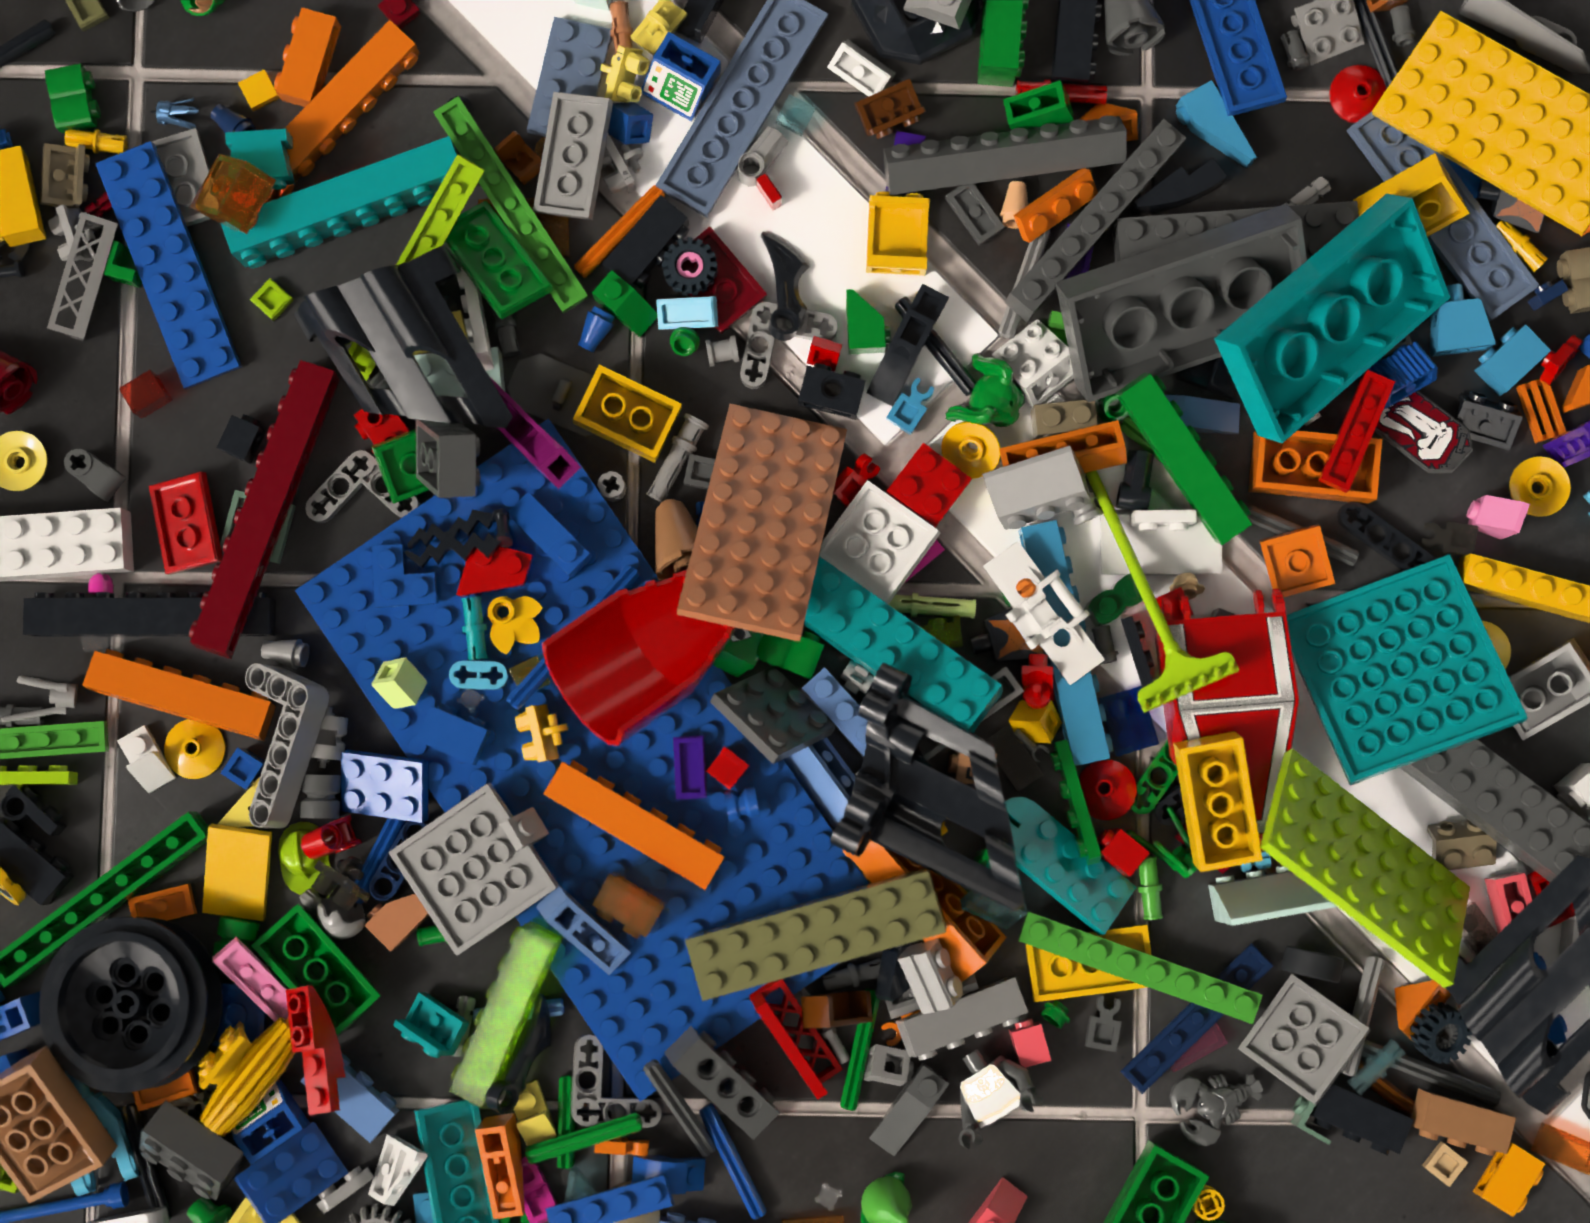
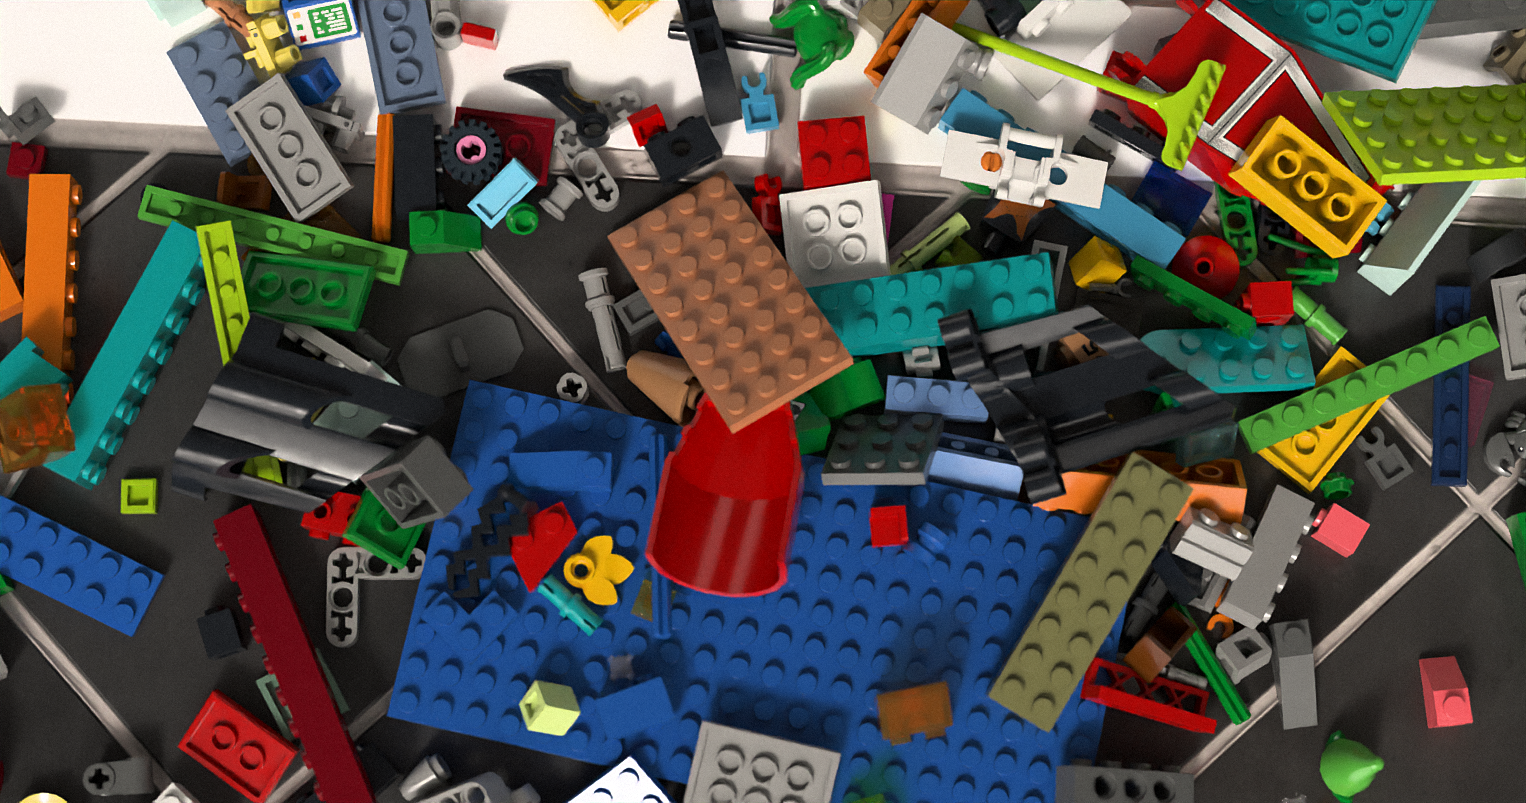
camera: 40 degrees left, 5 degrees down
(145, 394) = (103, 670): clear red panel -> none
(479, 667) = (615, 648): medium azure beam -> none
(524, 829) = (769, 729): light grey bracket -> none
(536, 444) = (487, 405): magenta arch -> none
(544, 732) = (709, 634): yellow hips -> none
(582, 929) = (893, 769): medium blue slope -> none
(595, 328) = (438, 274): blue cone -> none
(627, 413) = (531, 318): yellow brick -> none
(635, 825) = (855, 643): orange brick -> none
(690, 767) = (856, 556): dark purple tile -> none
(865, 326) = (659, 74): green slope -> none
(971, 461) = (852, 102): yellow dish -> none
(992, 1093) = (1348, 595): dark grey torso -> none
(1038, 681) = (1070, 229): red hips -> none
(1111, 603) = (1070, 110): dark green brick -> none
(1189, 585) = (1114, 42): tan plate -> none

